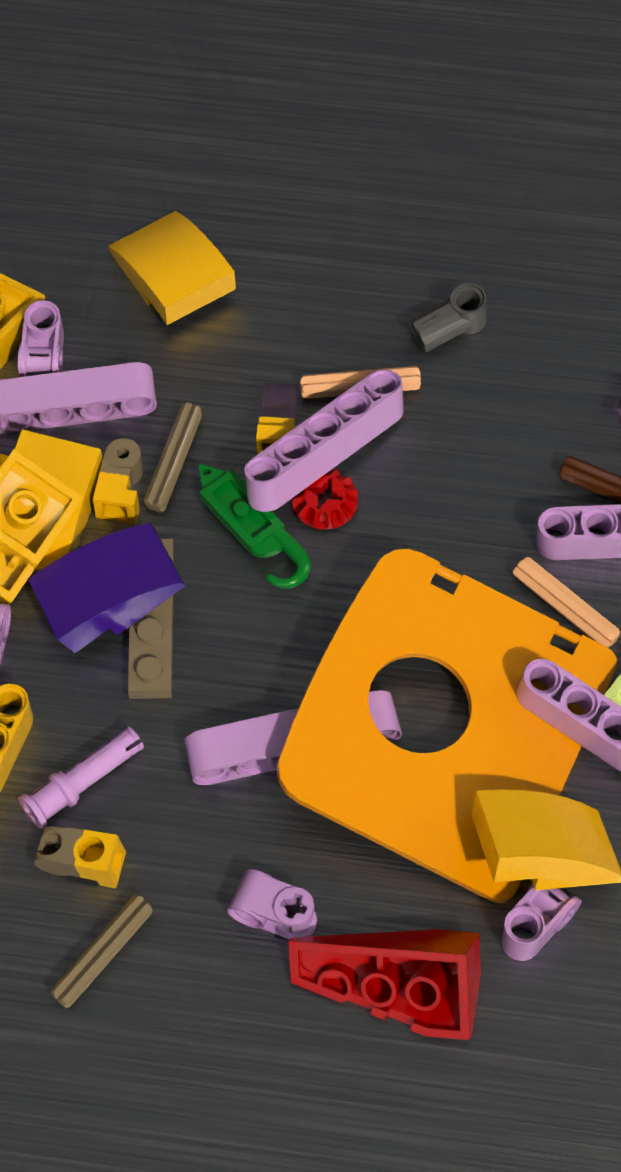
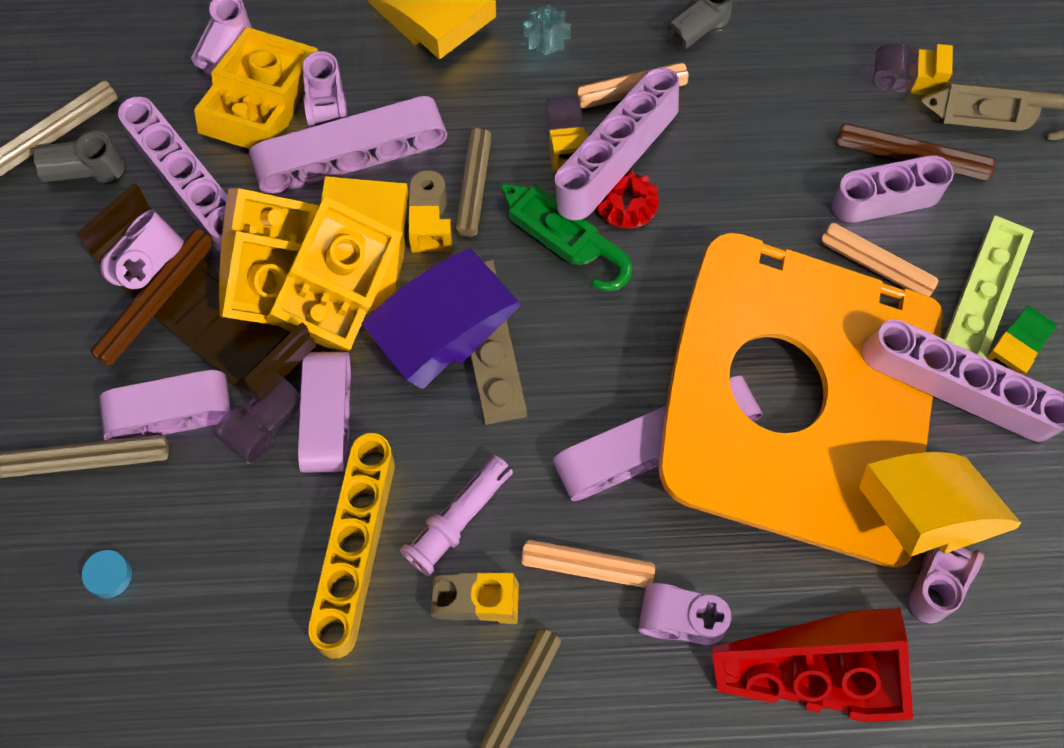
camera: 15 degrees left, 5 degrees up
(194, 843) = (587, 563): none -> light nougat axle
(284, 310) = (546, 29): none -> clear light blue gear

